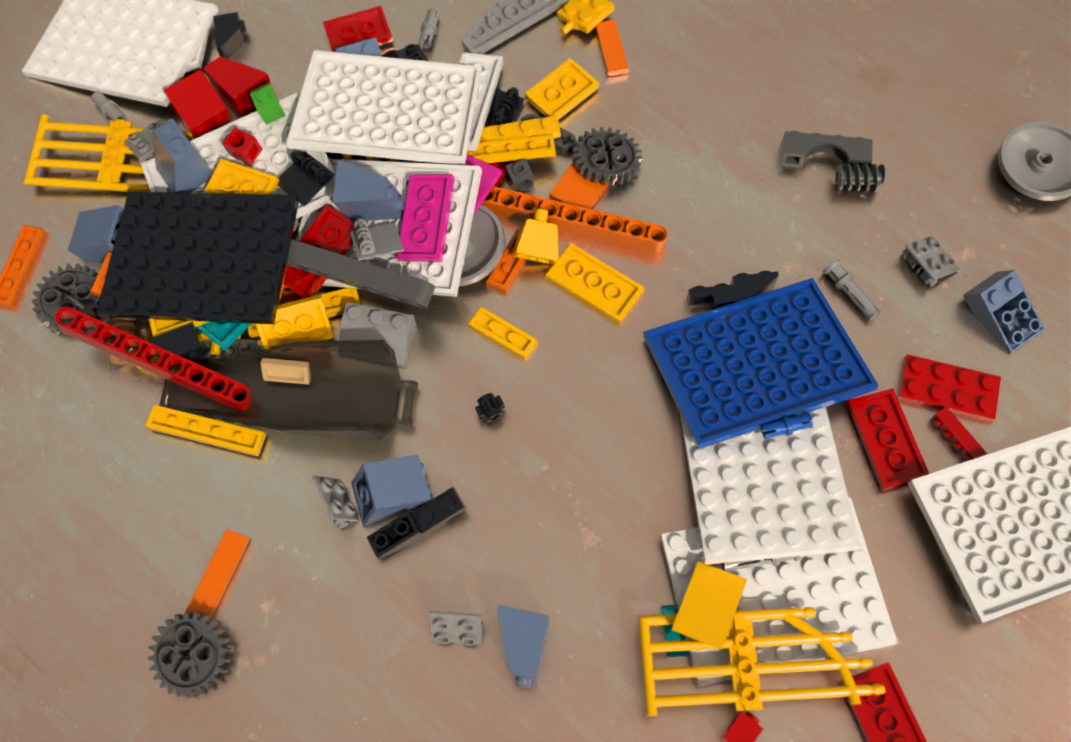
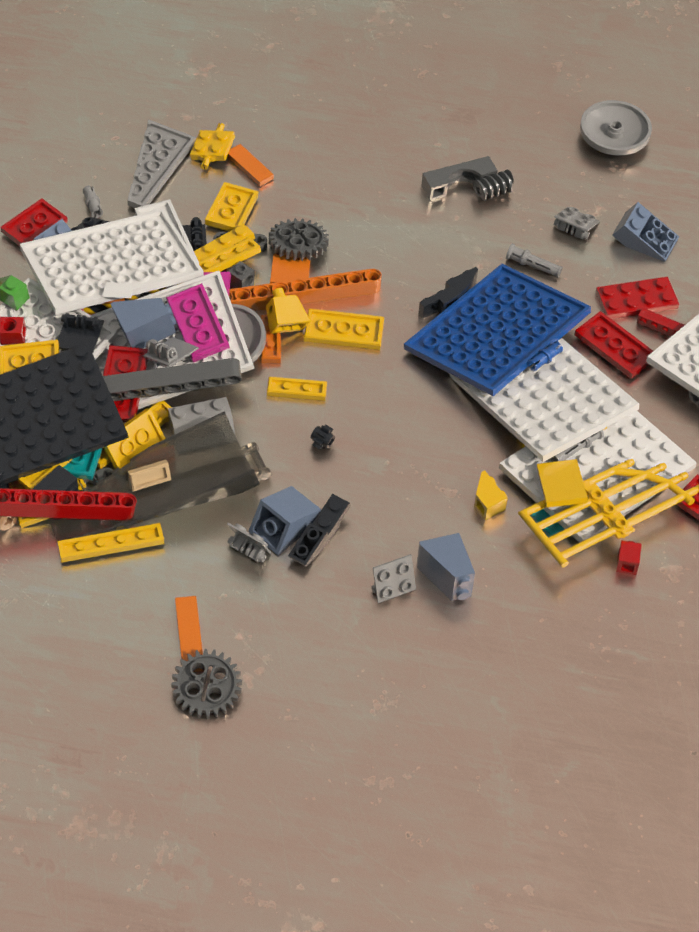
camera: 35 degrees left, 15 degrees down
(363, 146) = (118, 290): none -> white sticker
(624, 569) = (489, 497): none -> yellow slope

